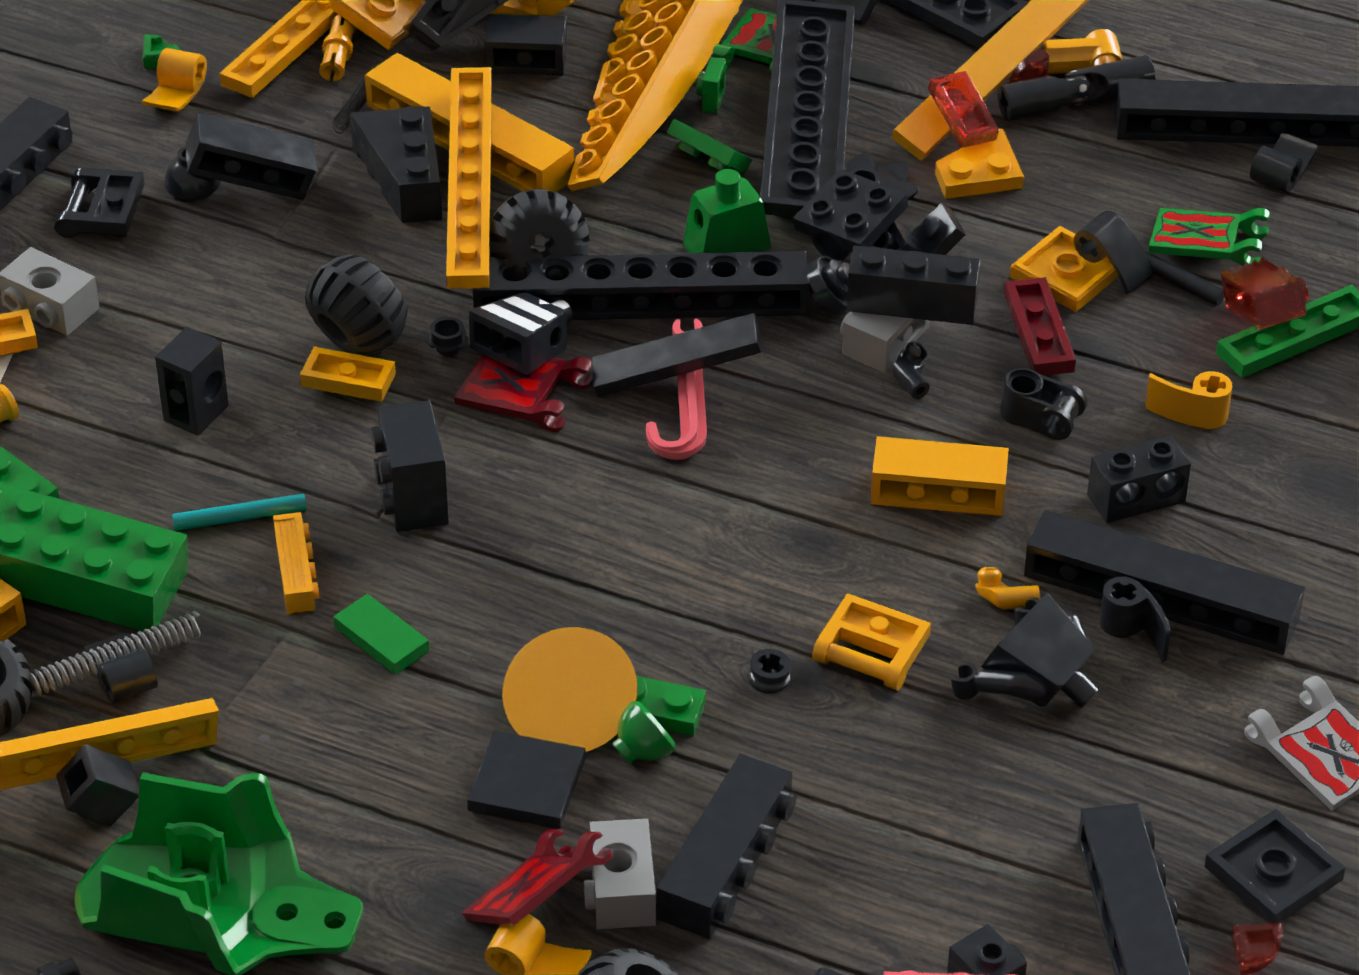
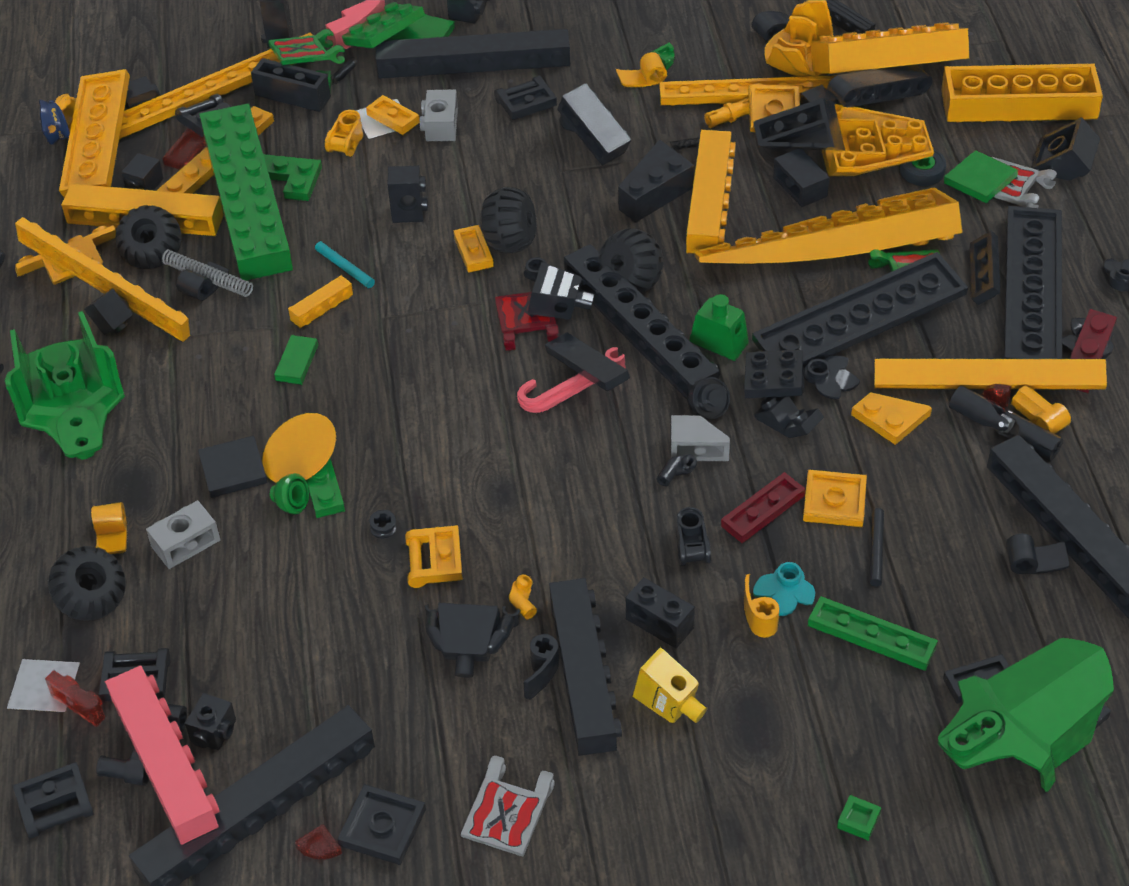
camera: 60 degrees right, 5 degrees up
(410, 466) = (408, 303): black brick -> none
(469, 179) = (644, 206): light orange plate -> none
(536, 879) = (148, 500): dark red flag -> none
(712, 85) = (842, 266): green plate -> none
(720, 155) = (786, 290): green plate -> none
(725, 846) = (230, 566): black brick -> none
(913, 285) = (714, 426): black brick -> none
(939, 476) = (590, 521): light orange brick -> none
(963, 109) = (917, 378): clear red plate -> none
(1112, 237) = (858, 510): black panel -> none
(1173, 362) = (786, 591): none -> teal plate
(1208, 234) = (922, 544): green flag -> none
(1264, 293) = (879, 597): clear red brick -> none
(1264, 520) = (668, 688): none -> yellow torso

